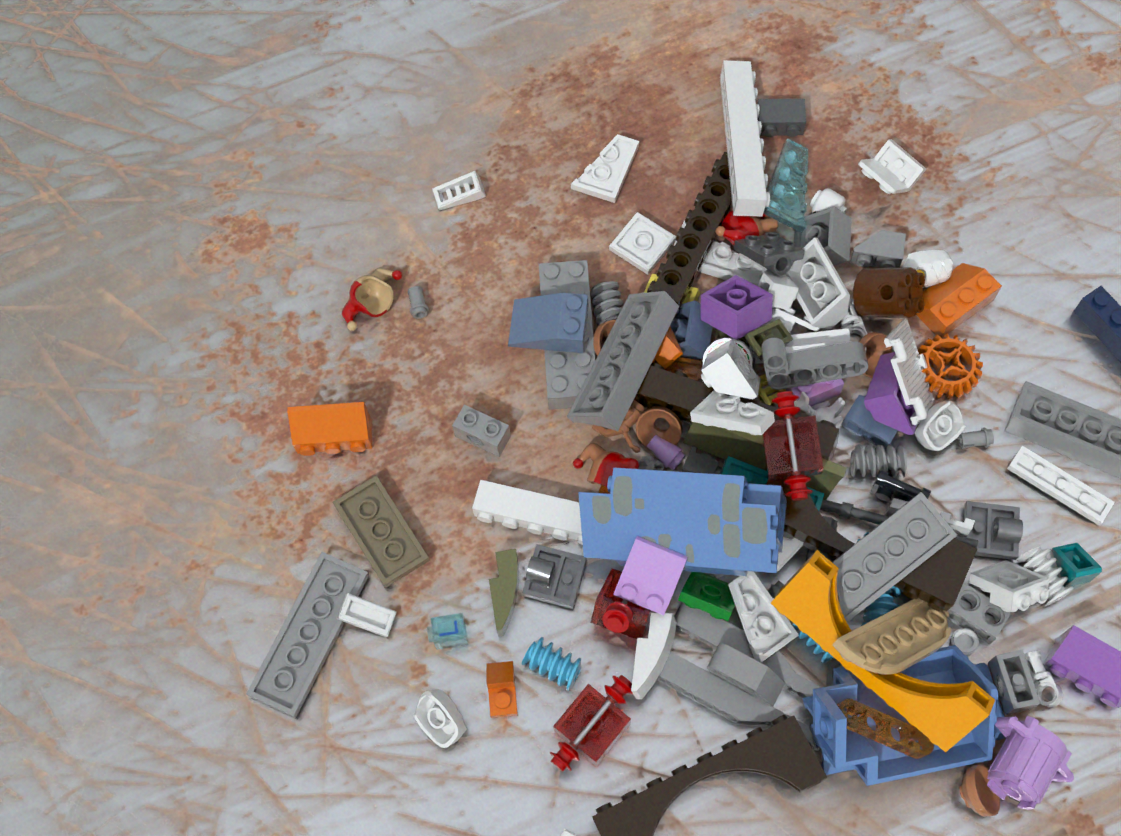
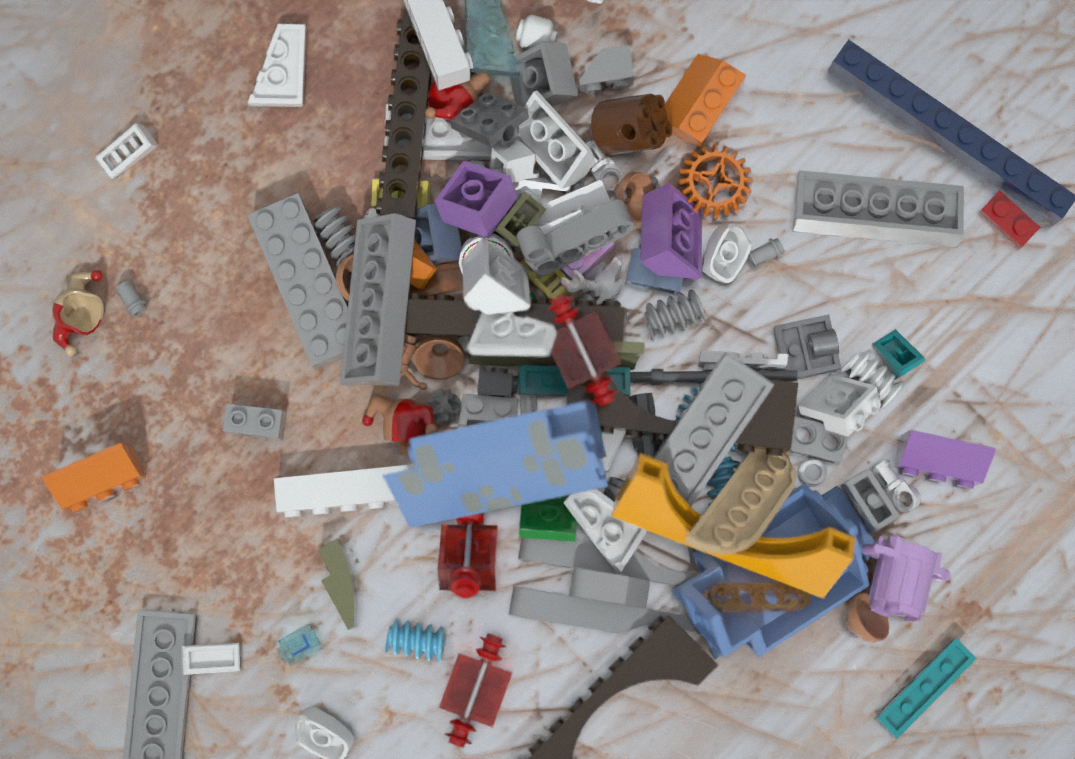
camera: 20 degrees left, 15 degrees up
(381, 531) = (190, 565): dark tan plate -> none
(501, 689) = (373, 682): orange slope -> none
(550, 322) = (284, 284): sand blue slope -> none
(554, 576) = (385, 550): flat silver plate -> none
(642, 243) = (350, 146): white plate -> none
(650, 575) = (483, 528): lavender slope -> none
(652, 653) = (512, 599): white slope -> none
(666, 452) = (456, 380): lavender cone -> none
(887, 488) = (692, 341): black plate -> none
(908, 370) = (677, 211): white window -> none
(934, 264) = (663, 76): white piece -> none
(1061, 485) = (863, 274): white plate -> none

